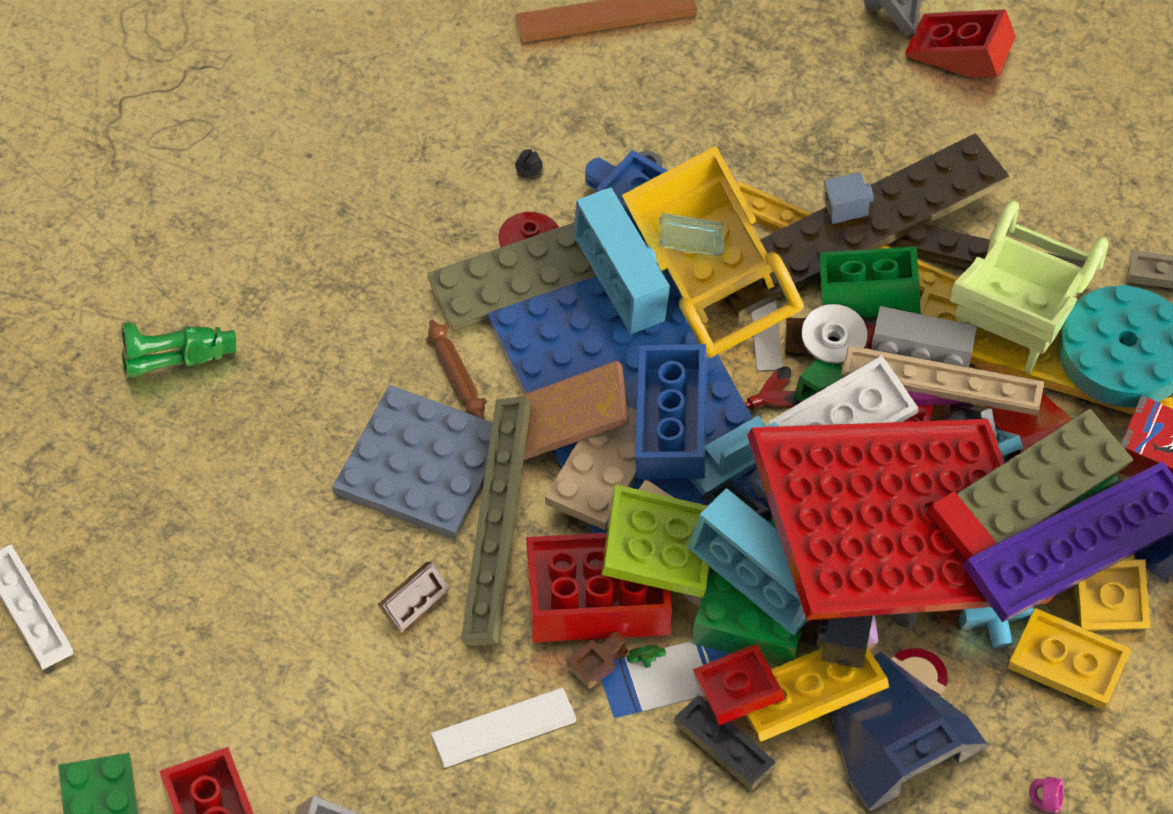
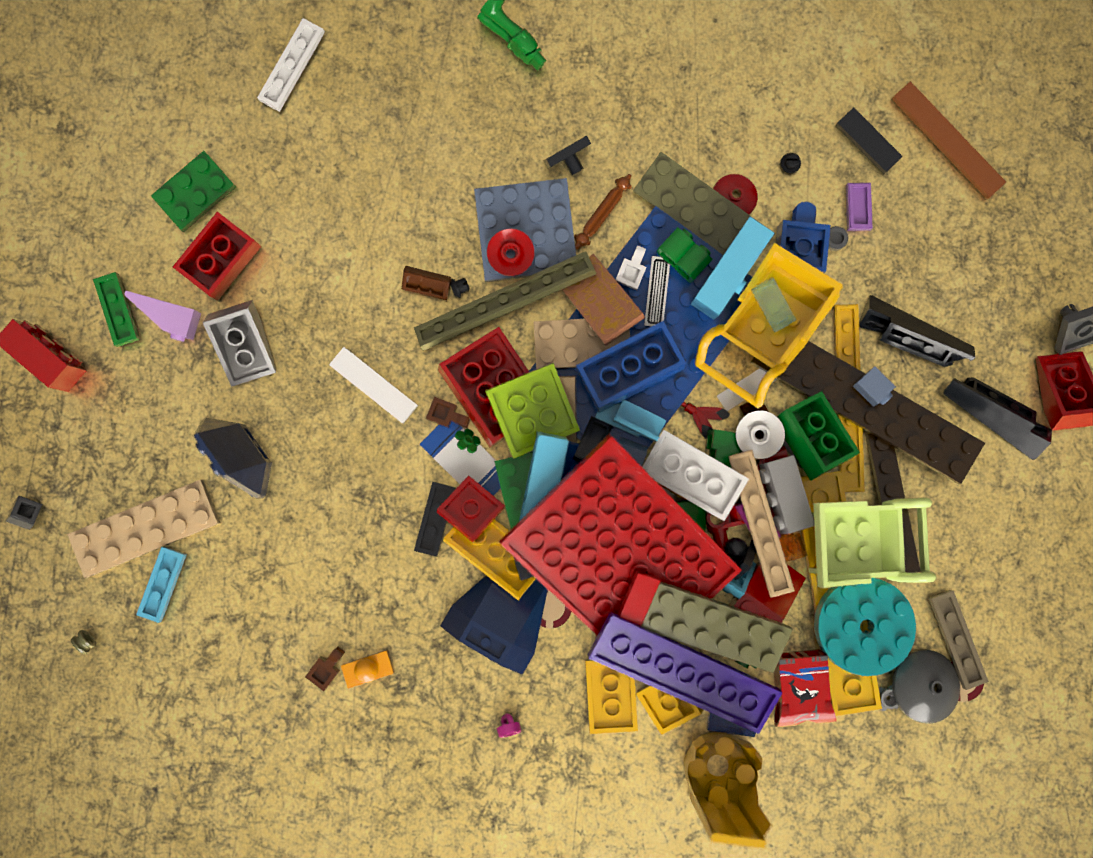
camera: 60 degrees right, 30 degrees up
(364, 368) = (569, 156): none -> black tile
(439, 465) = (510, 240): none -> red dish
(445, 565) = (459, 287): none -> black piece
(549, 365) = (631, 271): none -> white plate
(555, 82) = (868, 140): none -> black tile
(569, 305) = (684, 254): none -> green brick
(586, 354) = (657, 291): none -> sticker
(624, 127) = (859, 206): none -> medium lavender tile
(806, 148) = (913, 334): none -> black wedge
(953, 113) = (1001, 414): none -> black wedge

